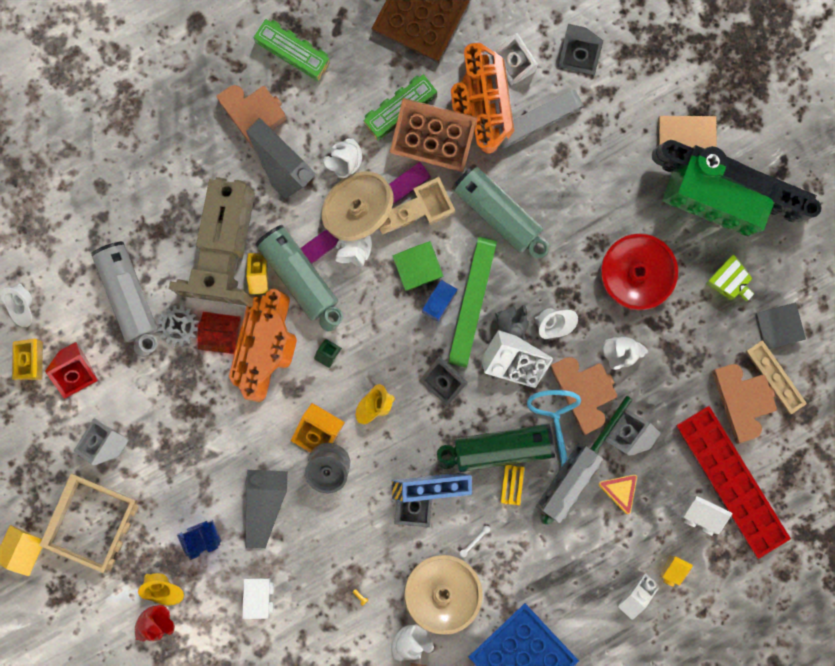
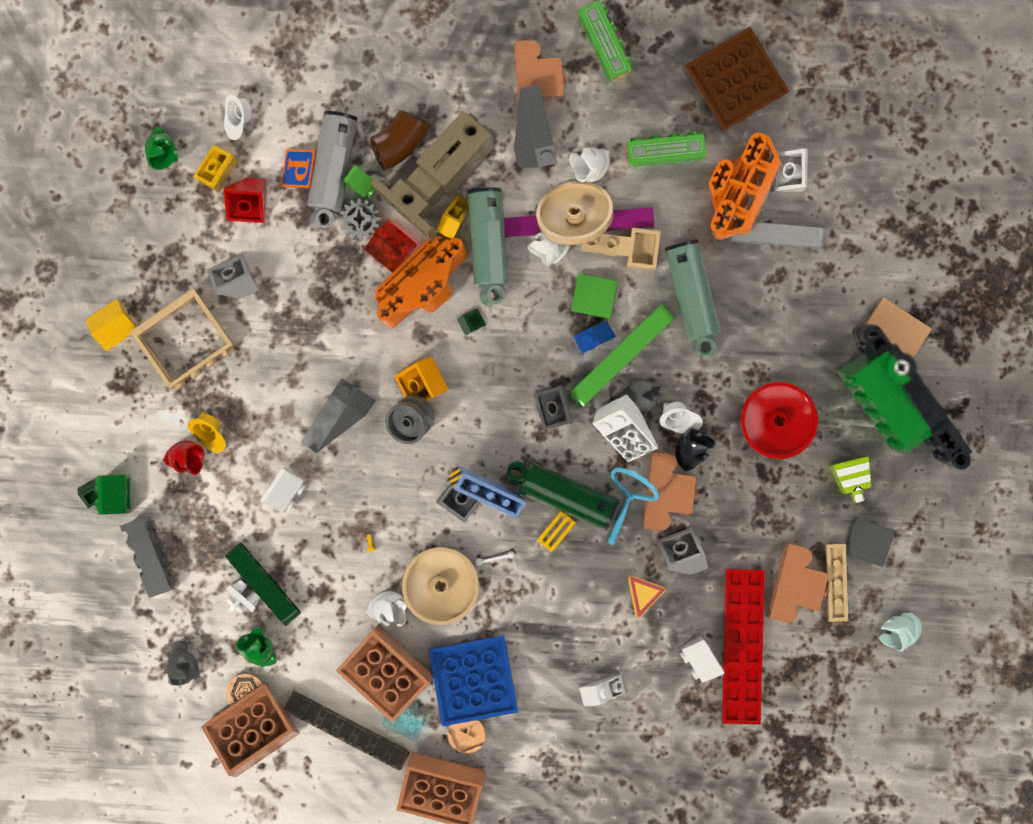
camera: 35 degrees right, 5 degrees up
(98, 315) = (298, 168): none -> piece
(159, 294) = (360, 182): none -> bright green slope
(169, 238) = (399, 139): none -> reddish brown brick
(200, 538) = (266, 410): clear blue brick -> none
(375, 403) = (482, 390): yellow piece -> none
(433, 135) = (678, 192): nougat slope -> none
(575, 474) = (615, 556): piece -> none
(580, 50) = (852, 197): dark grey slope -> none
(582, 341) = (692, 449): none -> black helmet
(623, 351) = (721, 479): white helmet -> none
(675, 571) = (646, 689): yellow slope -> none

